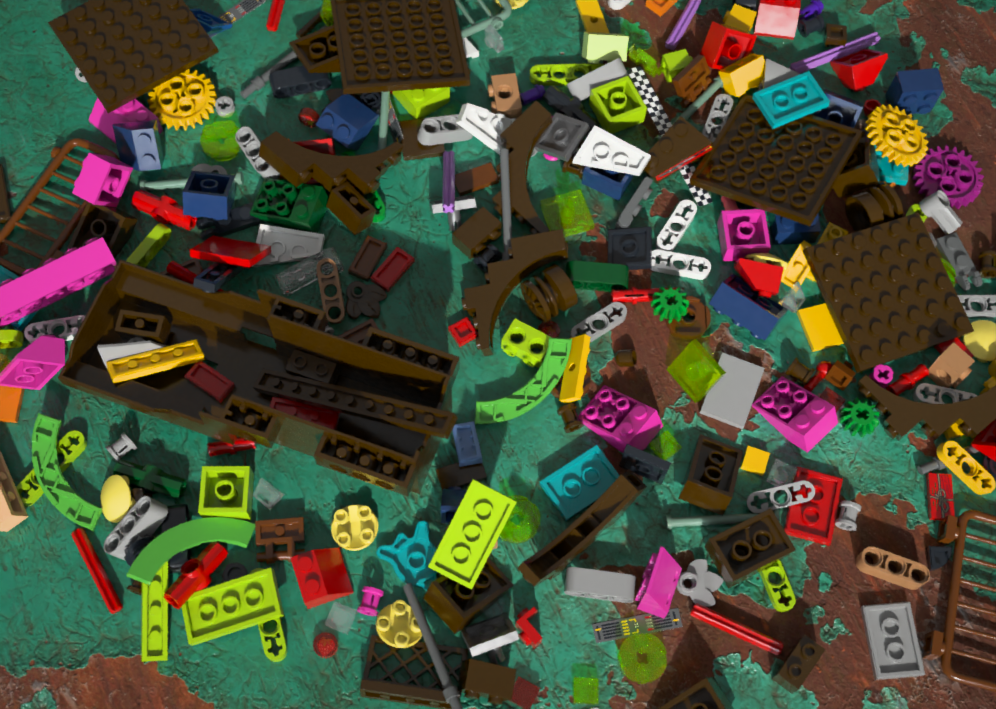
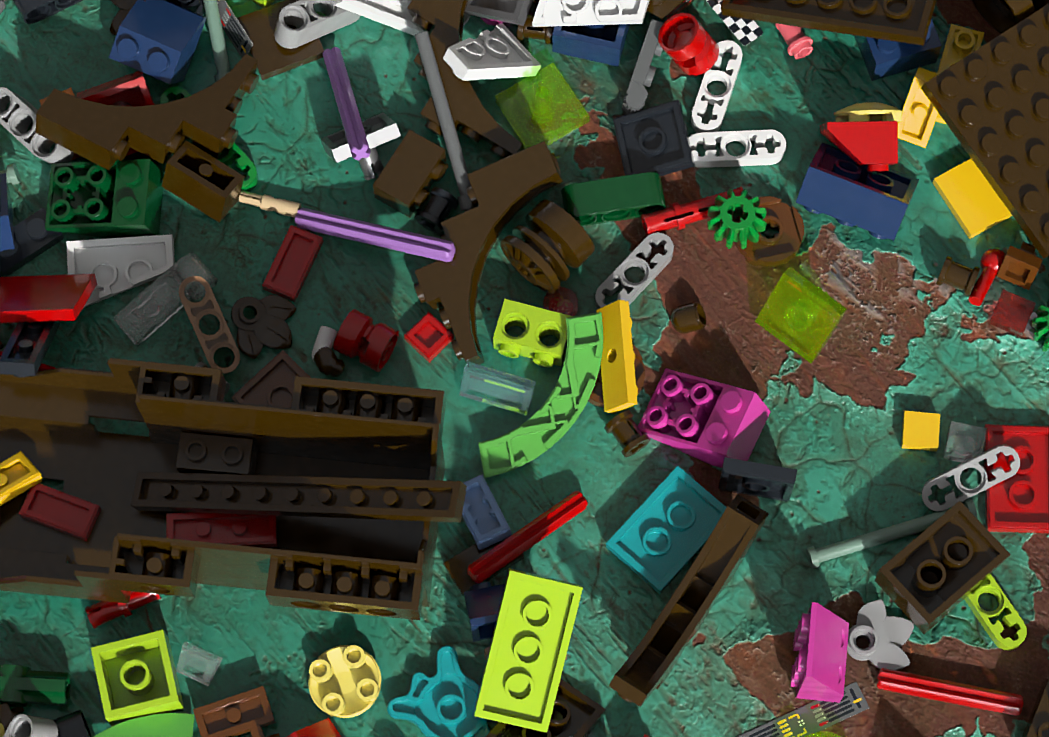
camera: 10 degrees left, 5 degrees up
(308, 117) = (92, 45): clear red tile -> none
(367, 258) = (249, 255): reddish brown tile -> none
(388, 231) = (269, 203): none -> tan pin
(396, 324) = (323, 354): none -> dark brown arm
(426, 325) = (357, 331): none -> red wheel
(446, 262) = (375, 234): none -> medium lavender axle
(475, 179) = (385, 84): reddish brown tile -> none
(491, 465) = (527, 537): none -> red axle
(496, 371) = (497, 388): none -> clear light blue tile
(528, 527) = (603, 618): clear neon green plate -> none
(543, 175) = (491, 56): none -> white wing
(599, 584) = (733, 676): light grey beam -> none
(665, 195) = (688, 44): none -> red wheel
(665, 446) = (780, 441): clear neon green tile -> none
(711, 475) = (860, 469): dark brown slope -> none
(734, 392) = (867, 334): light grey tile -> none
(743, 233) = (823, 78): dark pink brick -> none
(793, 298) = (922, 161): clear slope -> none
(796, 413) = (966, 342): dark pink slope -> none

